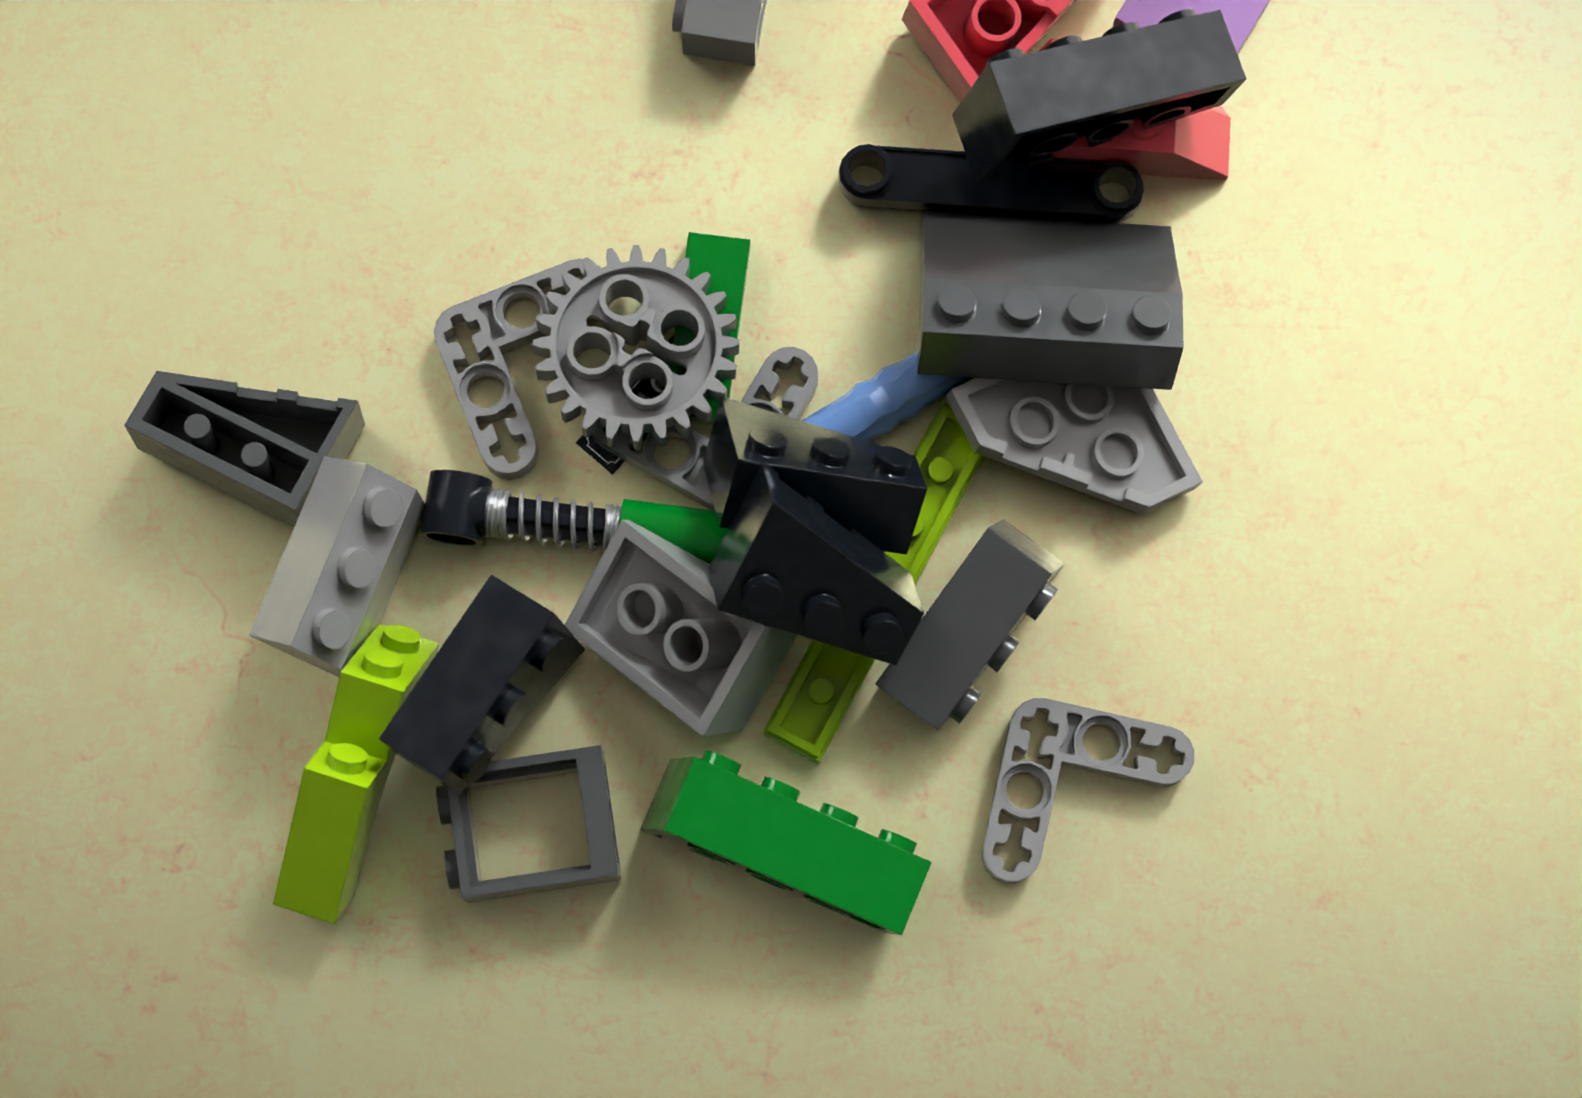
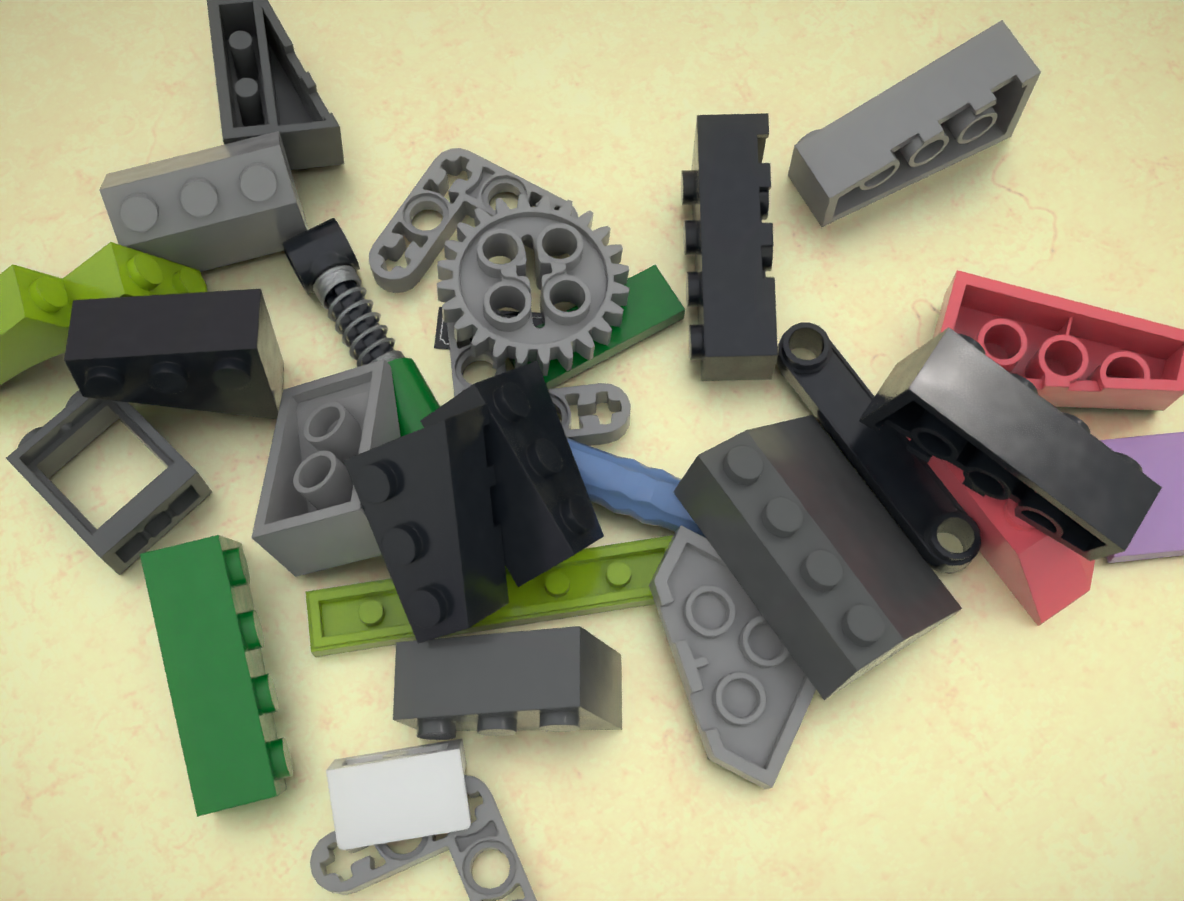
camera: 55 degrees right, 10 degrees down
(733, 162) = (730, 249): none -> black wedge
(993, 767) = (399, 794): none -> white panel

